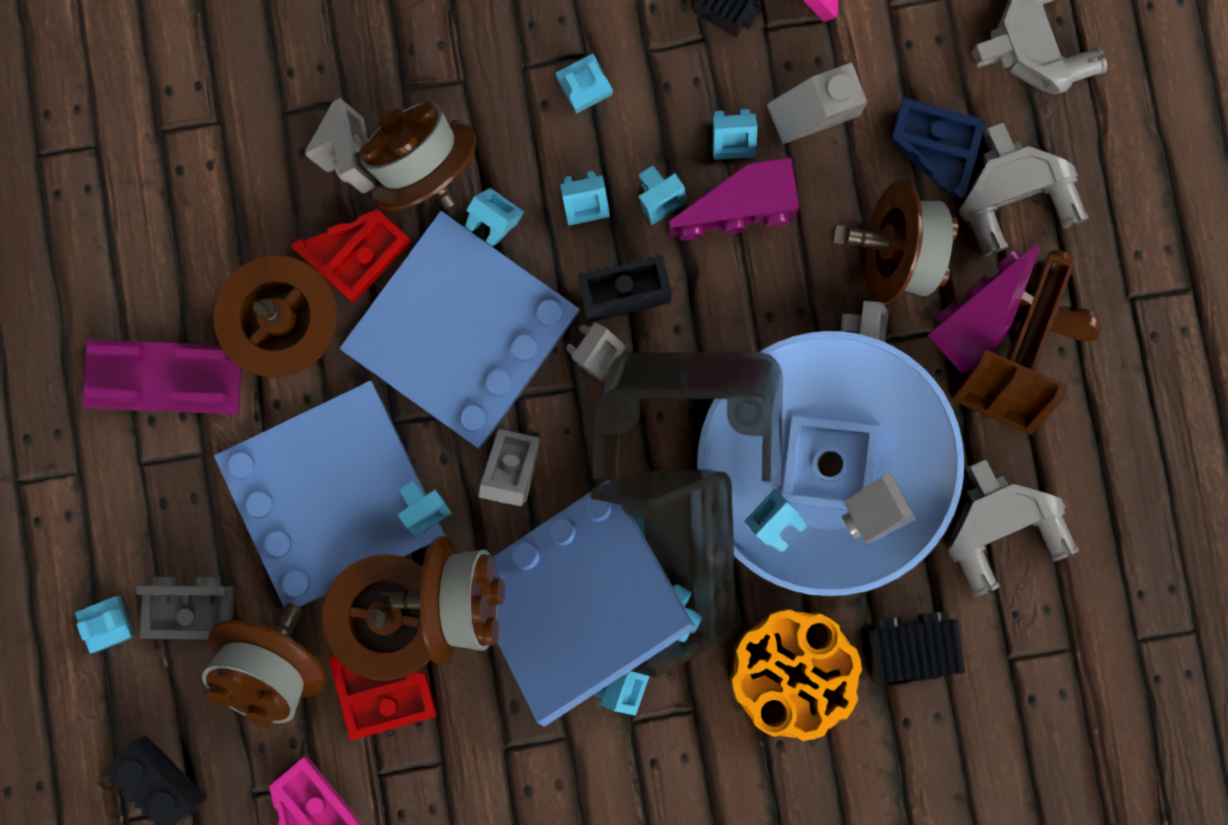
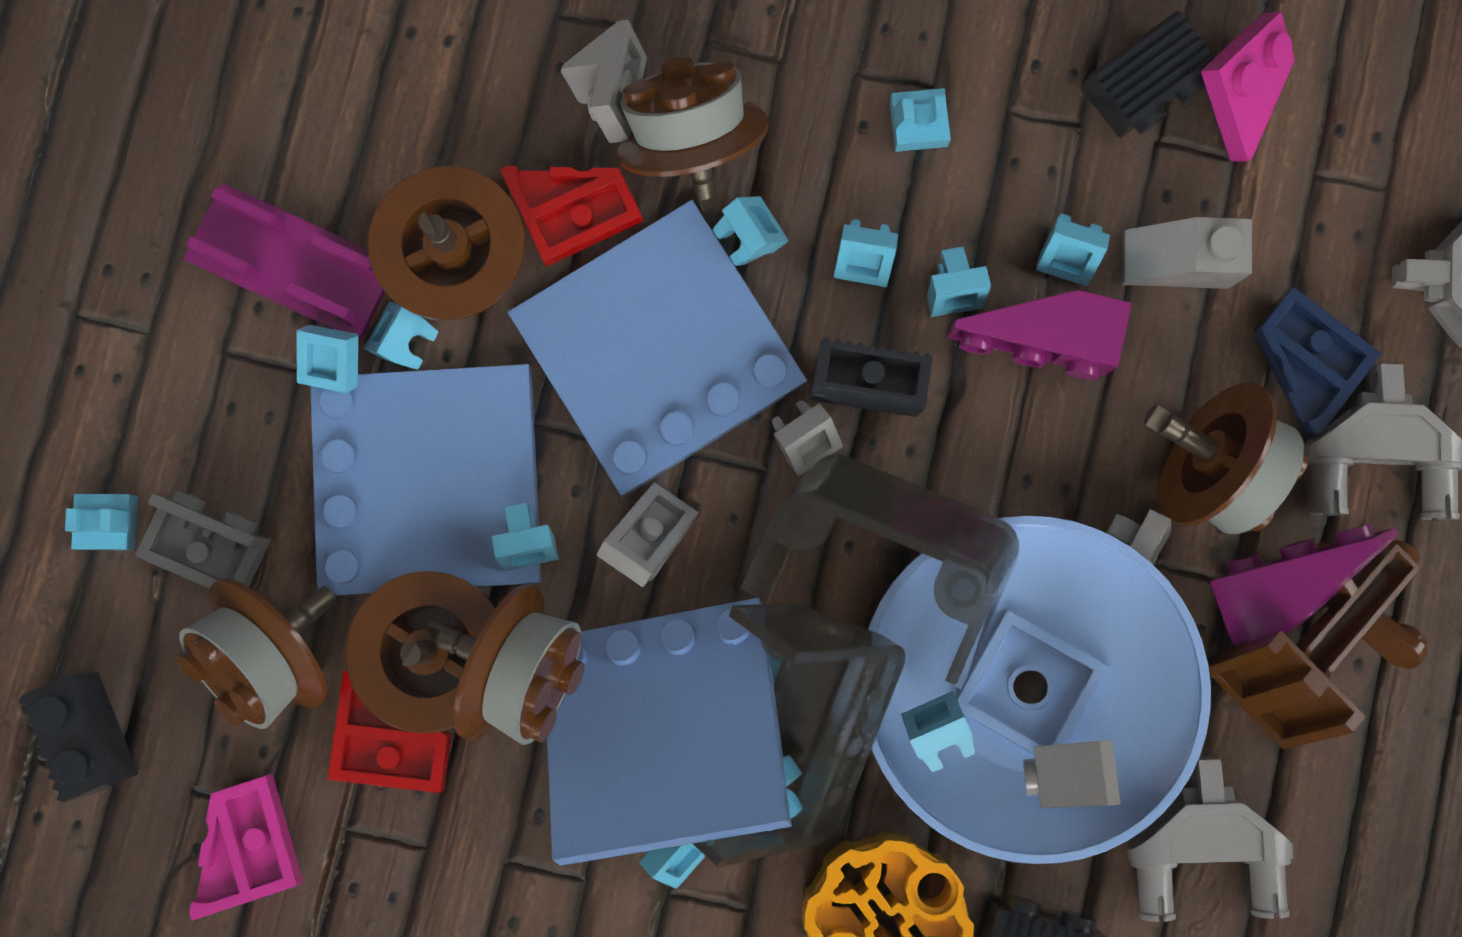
camera: 20 degrees right, 0 degrees up
(222, 436) = (327, 358): none -> medium azure tile
(261, 398) = (393, 335): none -> medium azure tile

